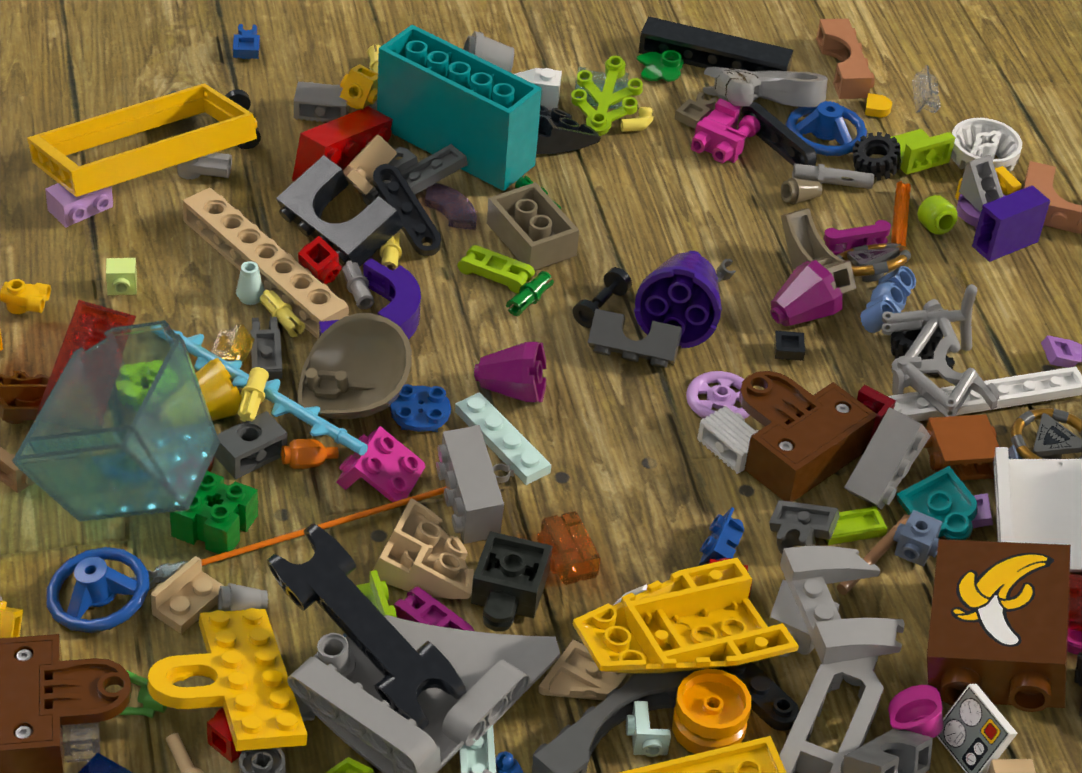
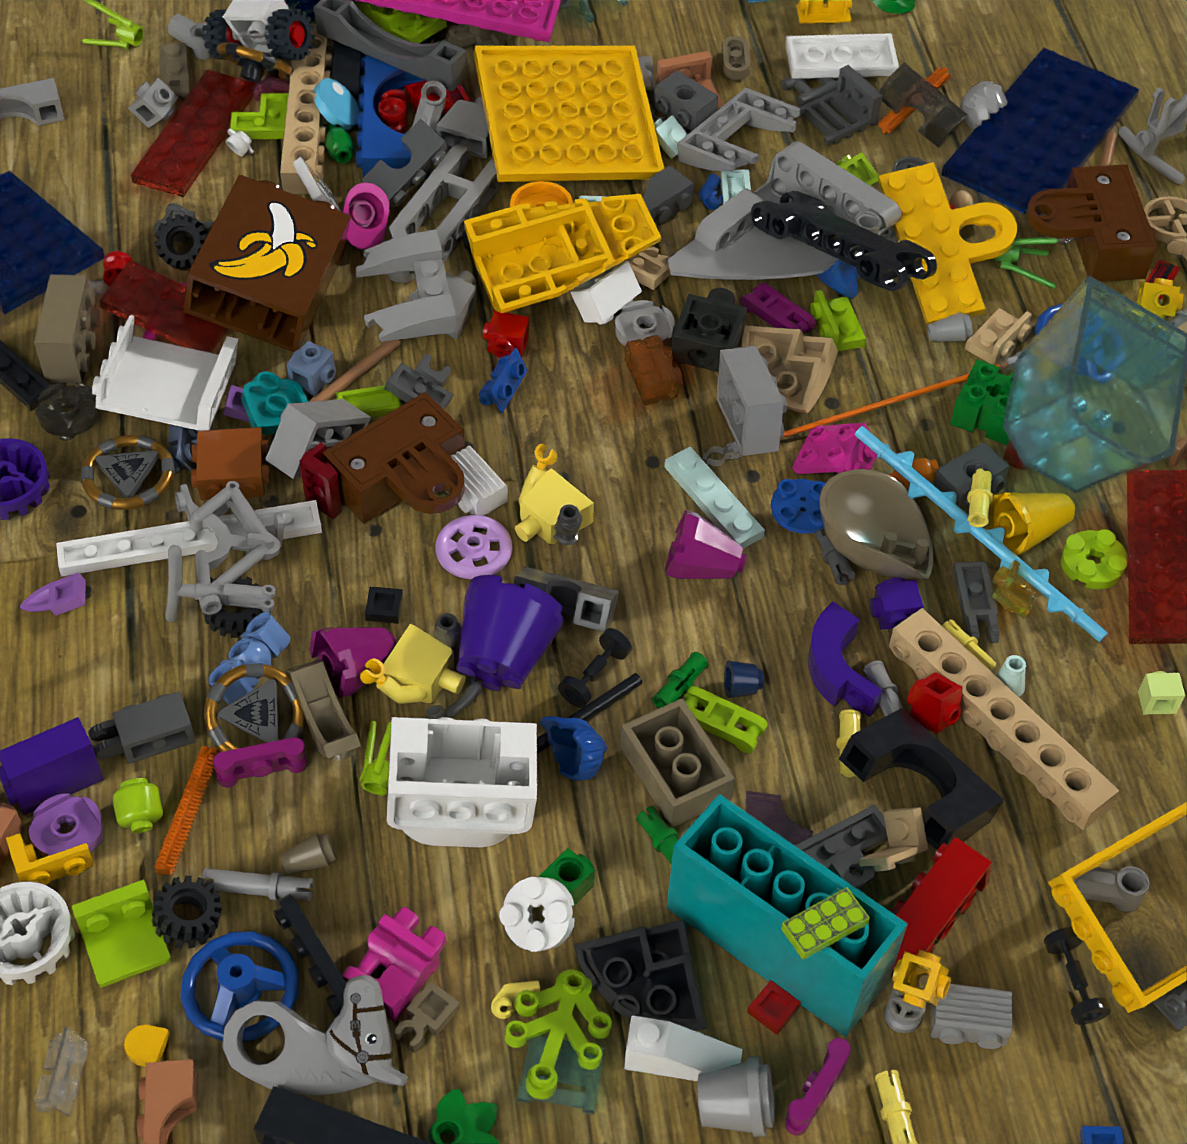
camera: 175 degrees left, 10 degrees up
(416, 222) = (837, 786): black plate -> none
(436, 42) = (825, 923): none -> lime tile
(477, 289) = (742, 679): none -> dark blue hat
(576, 584) = (643, 312): none -> light grey plate
(597, 281) = (598, 704): none -> black bar
(608, 241) = (575, 746): none -> blue hair
(610, 171) = (572, 865): none -> green brick
(626, 145) = (558, 912): none -> white plate
(651, 412) = (551, 504): none -> light yellow torso
(699, 190) = (461, 780): none -> white brick
(749, 295) = (419, 664): none -> light yellow torso
(762, 235) = (375, 775): none -> lime plant
(950, 260) = (144, 729): none -> dark grey hinge
(980, 182) = (66, 826): light grey slope -> none

